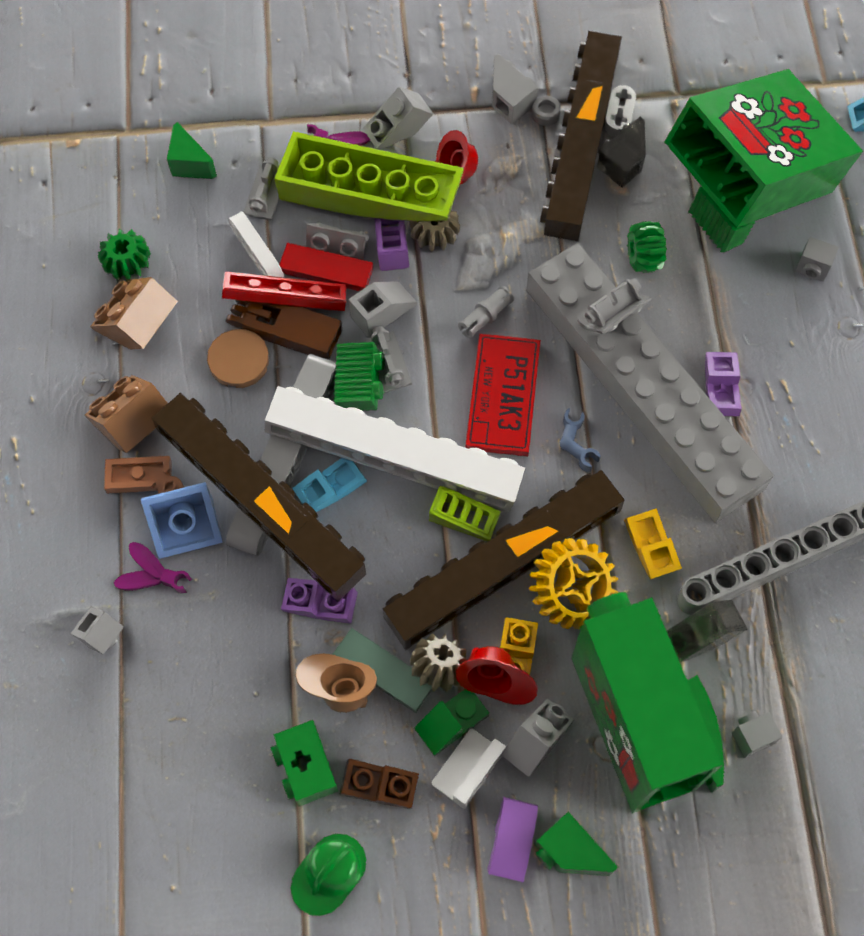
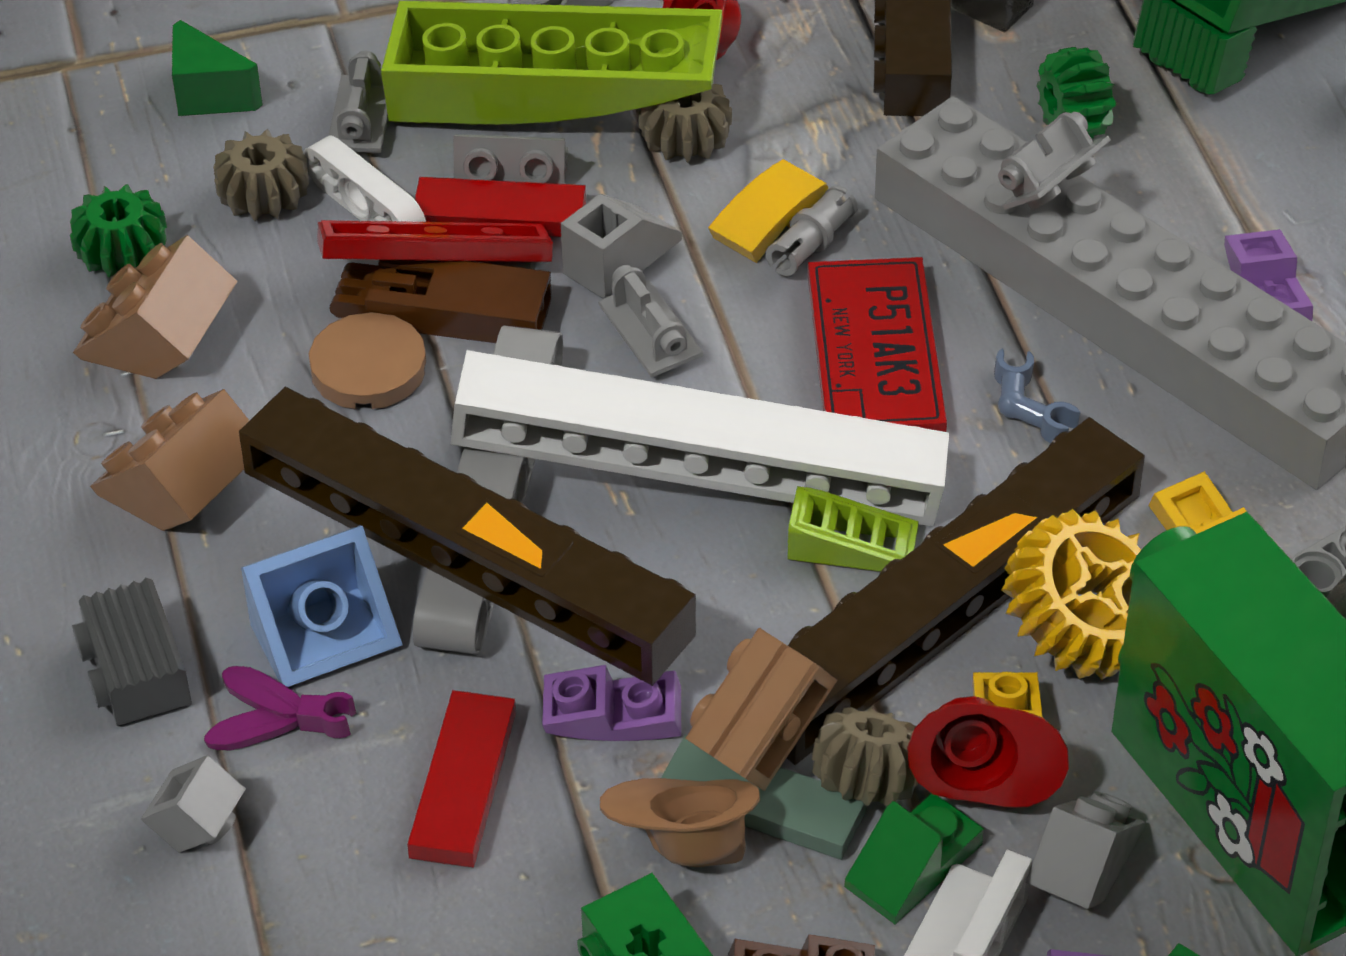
camera: 10 degrees left, 20 degrees down
(84, 528) = (133, 652): none -> dark grey brick
(140, 475) = (212, 555): nougat hinge -> none
(204, 229) = (261, 175): none -> dark tan gear
(235, 631) = (462, 779): none -> red tile
(331, 485) = (604, 512): medium azure slope -> none
(358, 375) = (602, 331): green brick -> none
(385, 634) = (760, 707): none -> medium nougat brick
(395, 256) = (612, 155): medium lavender slope -> none
(465, 292) = (766, 208): none -> yellow slope

